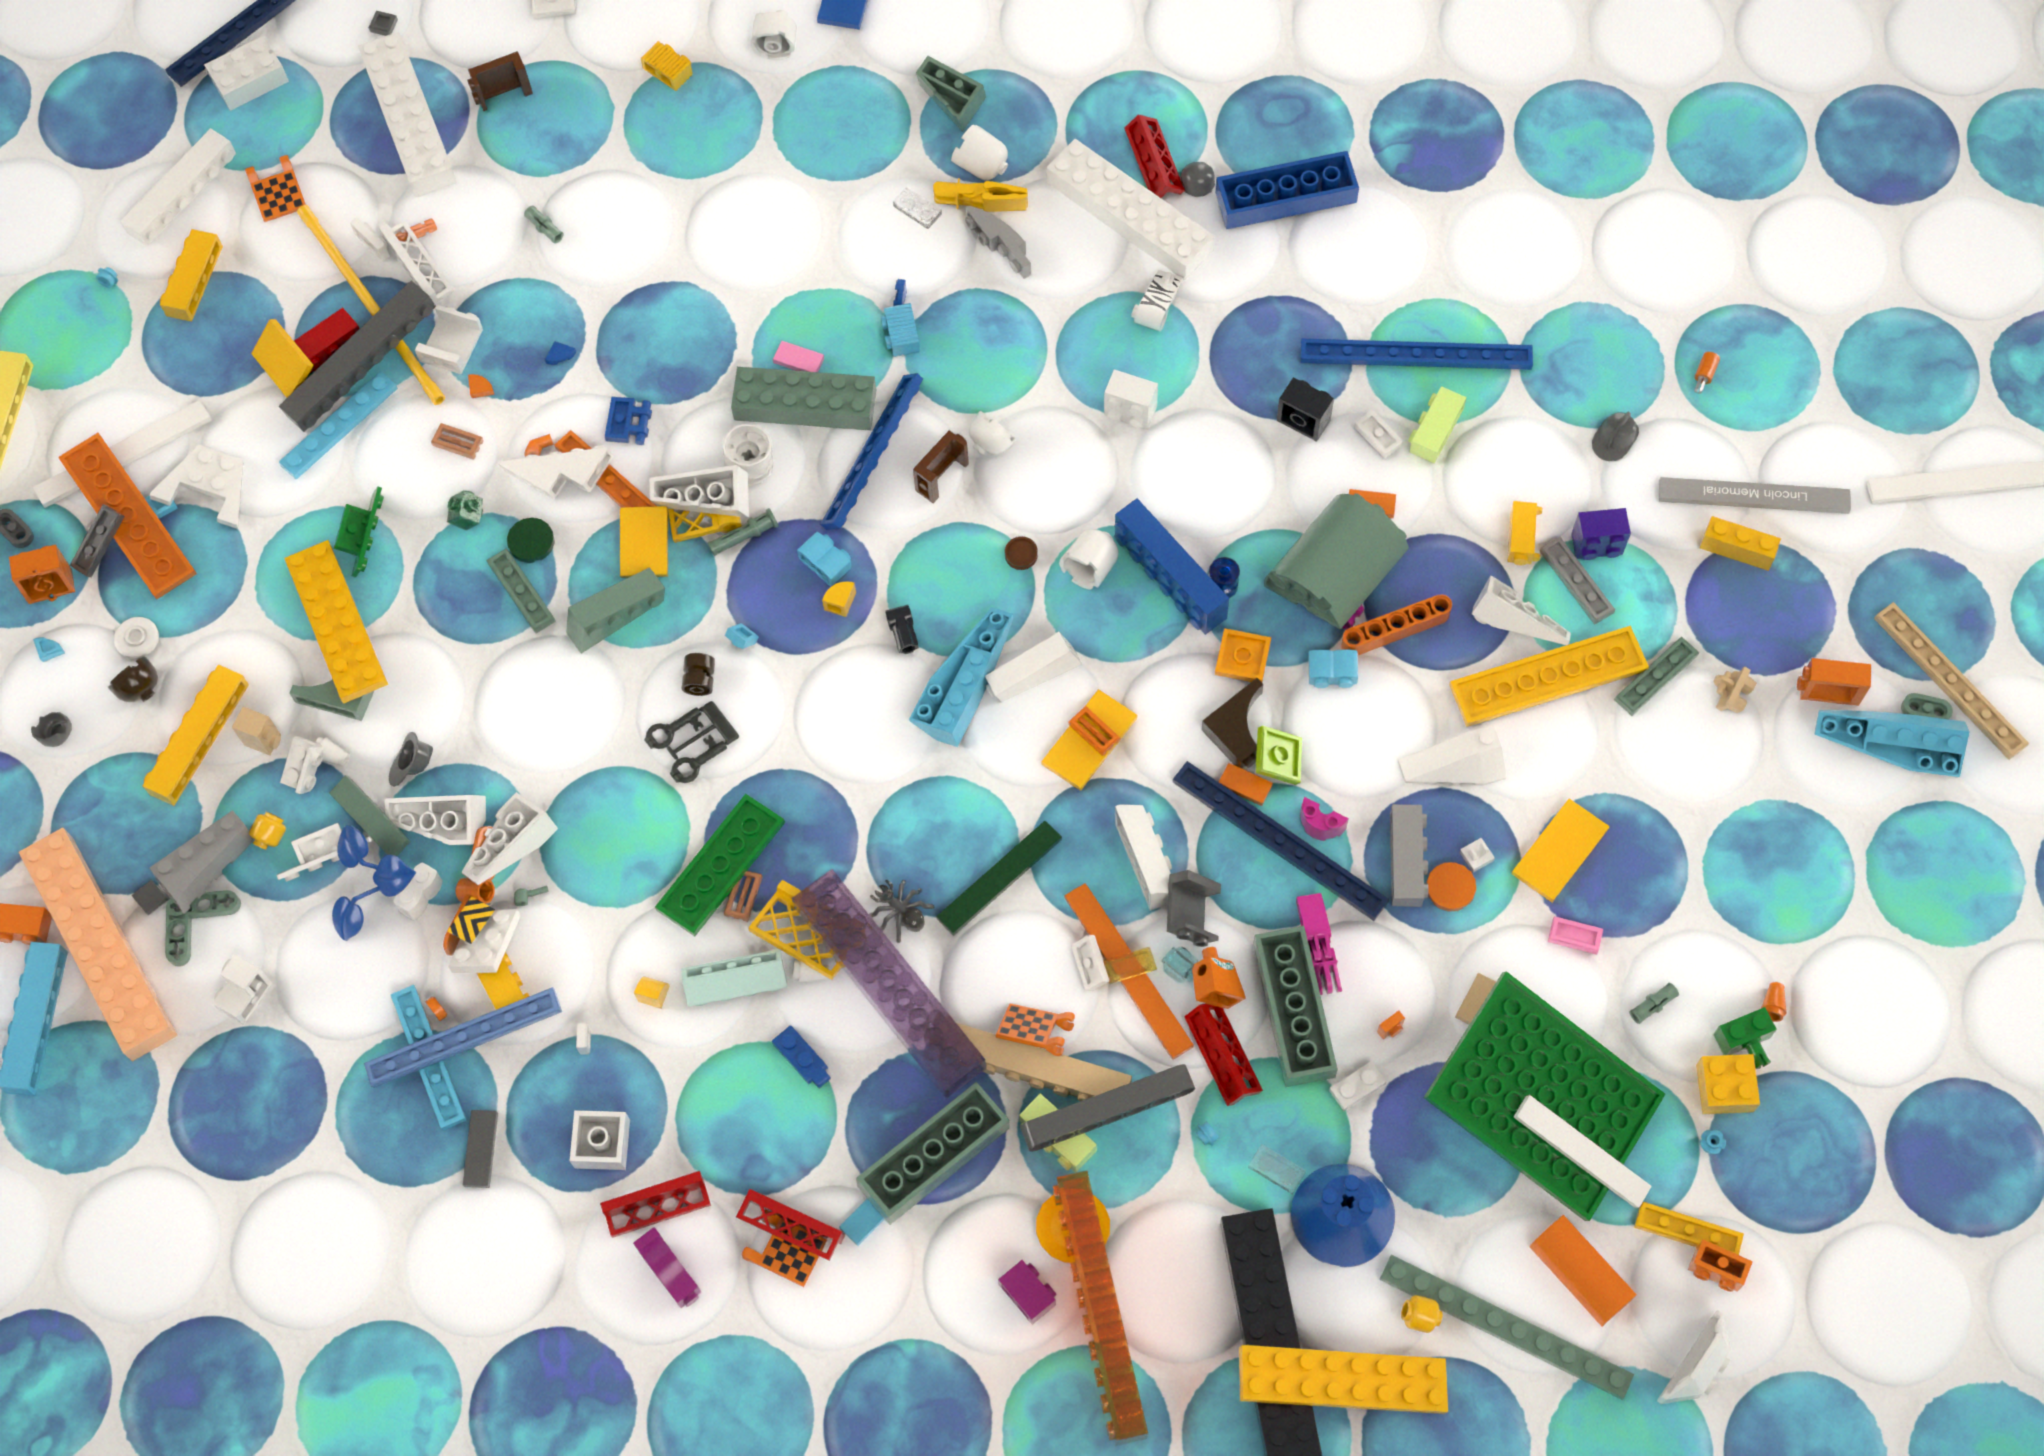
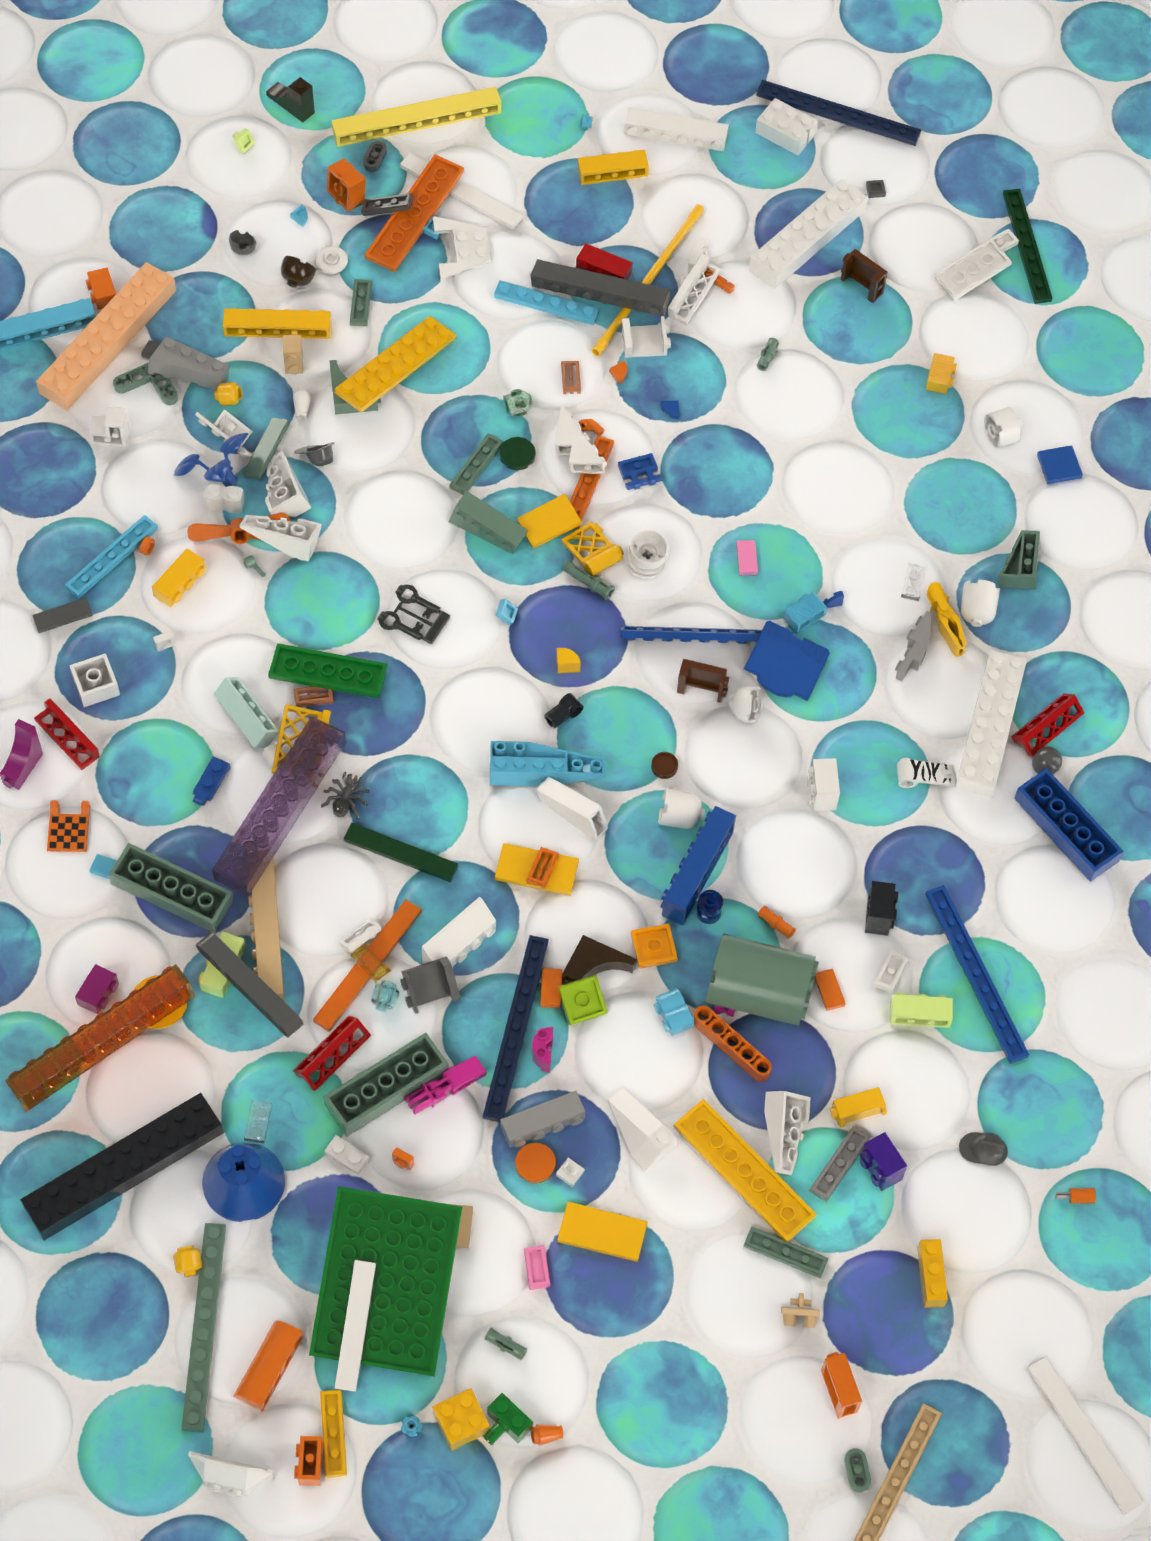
camera: 60 degrees right, 5 degrees down
(218, 629) = (360, 302): none -> sand green tile
(278, 193) = (705, 188): orange flag -> none
(281, 358) = (576, 244): yellow tile -> none
(302, 765) = (282, 391): white bracket -> none
(355, 530) = (471, 346): green bracket -> none
(463, 1037) = (131, 568): medium blue tile -> none
(471, 920) = (213, 535): sticker -> none
(488, 947) = (204, 550): white plate -> none
(651, 991) = (216, 667): yellow brick -> none
(698, 674) = (463, 596): dark brown wheel -> none
(705, 491) = (601, 539): white wedge -> none
(794, 1216) = (91, 824): red fence -> none
(803, 398) = (714, 573): sand green brick -> none
(824, 558) = (593, 638): medium azure brick -> none
(956, 374) = (785, 662): none -> blue piece
(1034, 1027) = (295, 914): orange flag -> none
(1207, 1134) = (265, 1064): medium azure plate -> none
(1217, 980) = (381, 1023): orange torso -> none
(1269, 520) = (776, 922): none -> orange pin
(1342, 1379) = (113, 1220): yellow plate -> none
(1754, 495) = (985, 1273): light grey tile -> none
(1899, 739) = (818, 1455): medium azure wedge -> none

